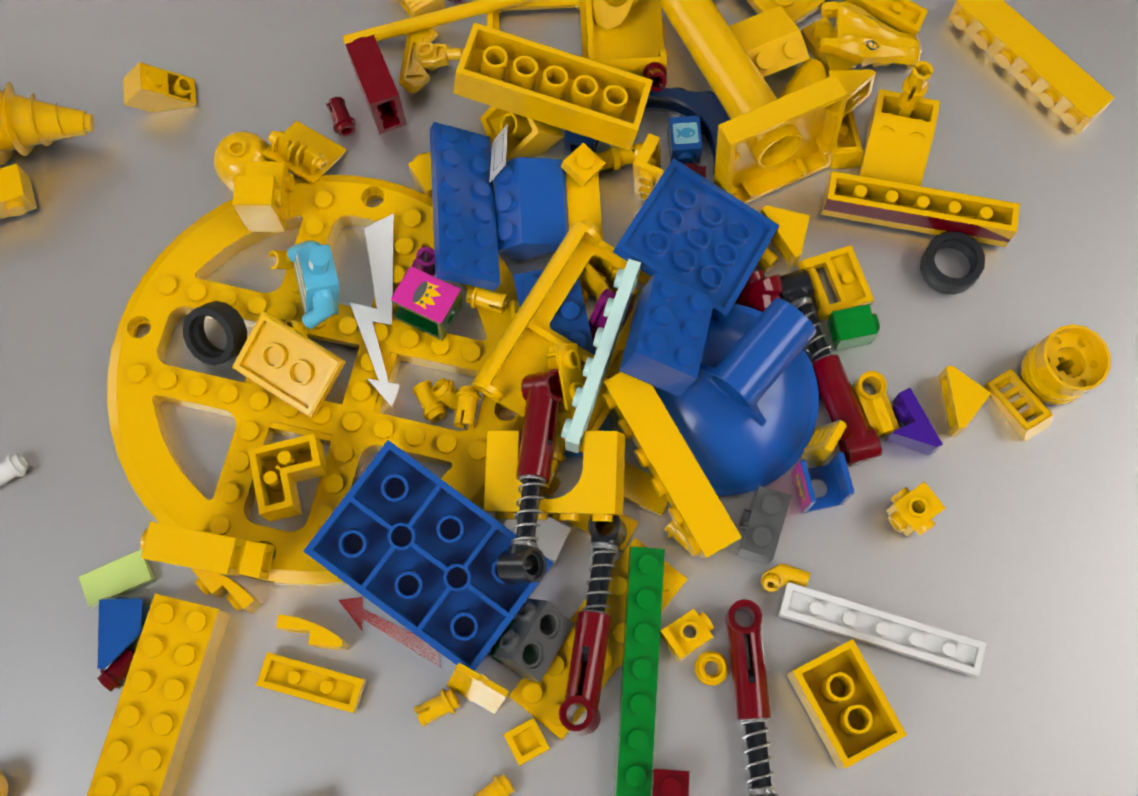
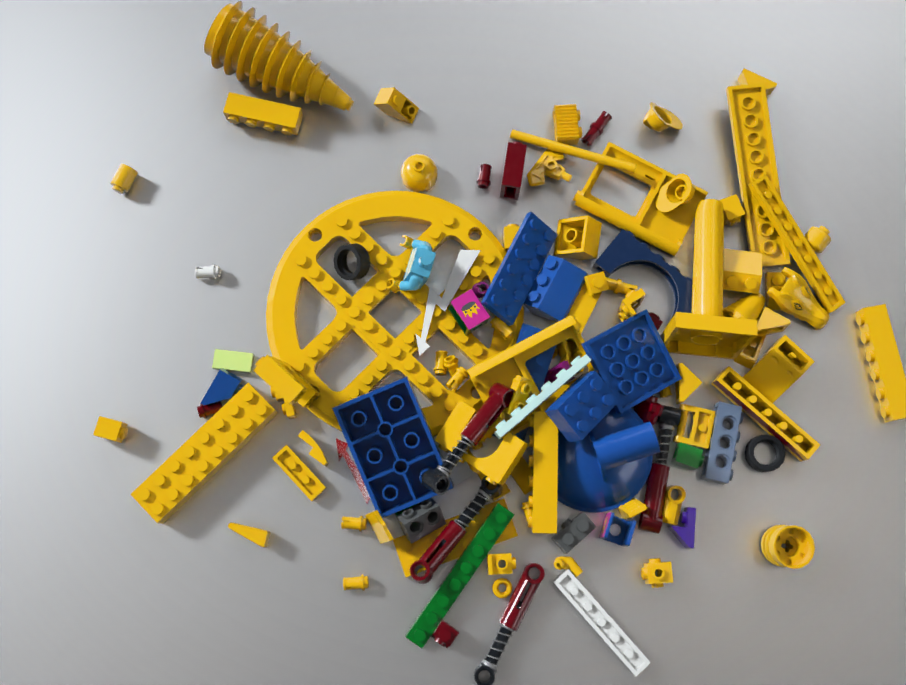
camera: 25 degrees right, 5 degrees up
(263, 196) = (418, 201): yellow brick -> none
(279, 467) = (341, 357): yellow brick -> none
(288, 364) = (379, 303): yellow tile -> none
(303, 151) = (453, 186): yellow hinge -> none
(498, 153) = (555, 249): white sticker -> none
(526, 741) = (388, 567): yellow plate -> none
(551, 86) = (605, 232): yellow brick -> none
(655, 69) = (666, 254): dark red pin -> none
(685, 139) = (661, 299): blue brick -> none
(846, 705) = (558, 648): yellow brick -> none
(895, 327) = (710, 470): none -> sand blue brick
(920, 83) = (801, 346): yellow pin -> none
(961, 398) = (720, 530): yellow slope -> none
(1019, 421) = (745, 567): yellow slope -> none

